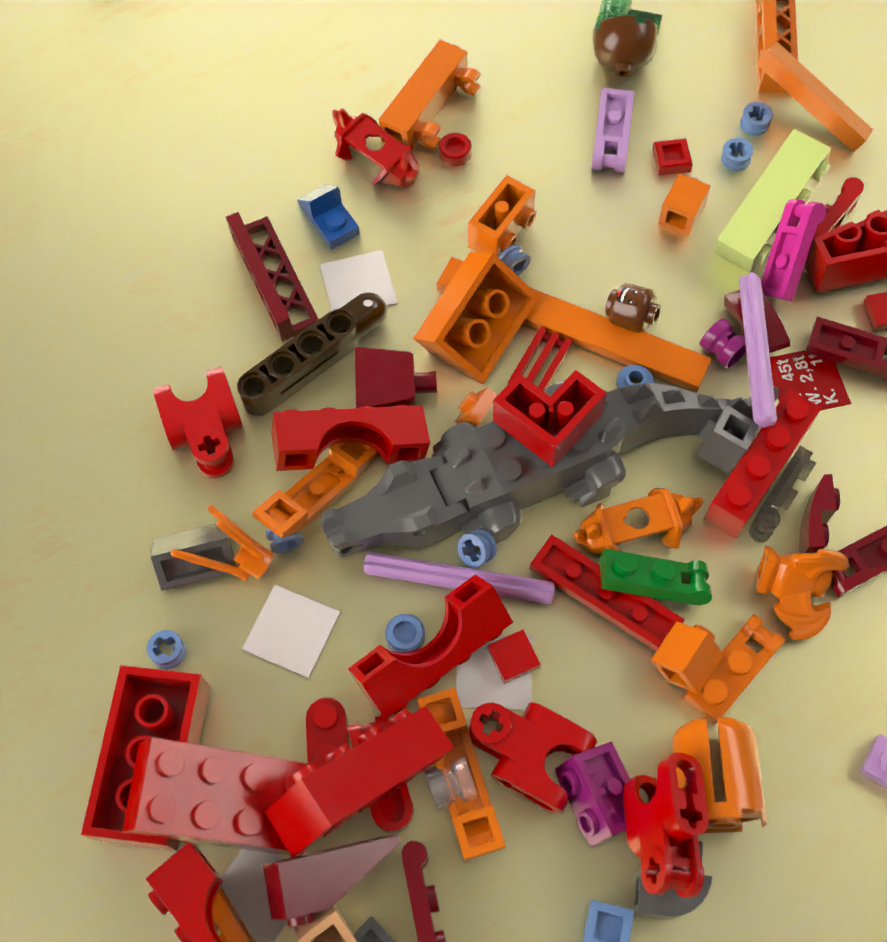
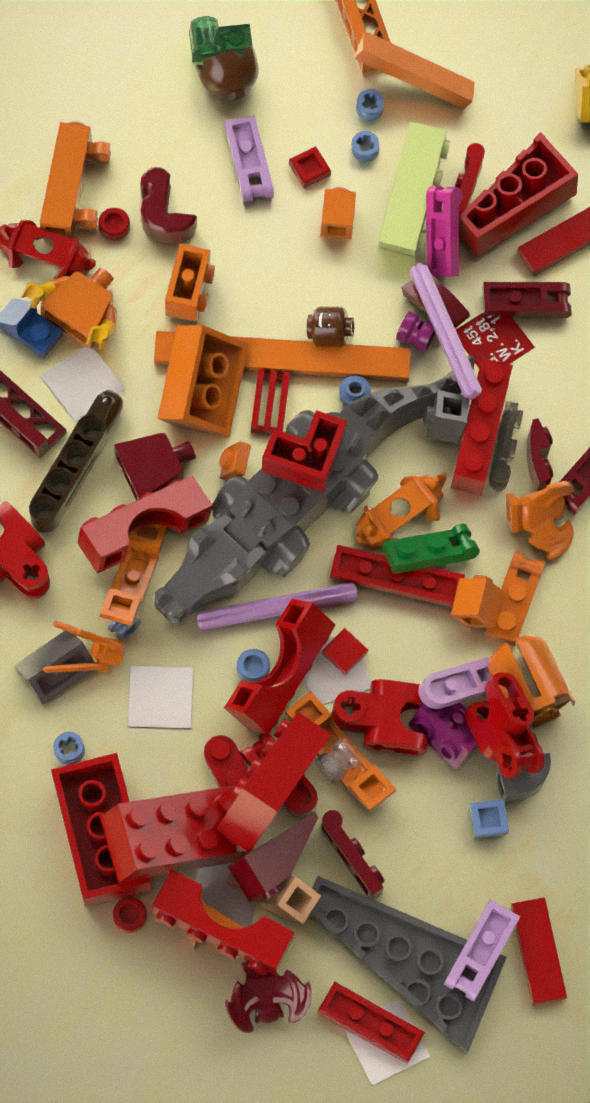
camera: 30 degrees left, 5 degrees up
(135, 868) = (129, 915): none -> red tile
(381, 205) = (78, 306): none -> orange torso
(477, 558) = (283, 568): medium blue bush -> none
(500, 147) = (155, 218): none -> dark red animal
(515, 259) = (212, 316): medium blue bush -> none
(625, 744) = (455, 684): none -> lavender plate

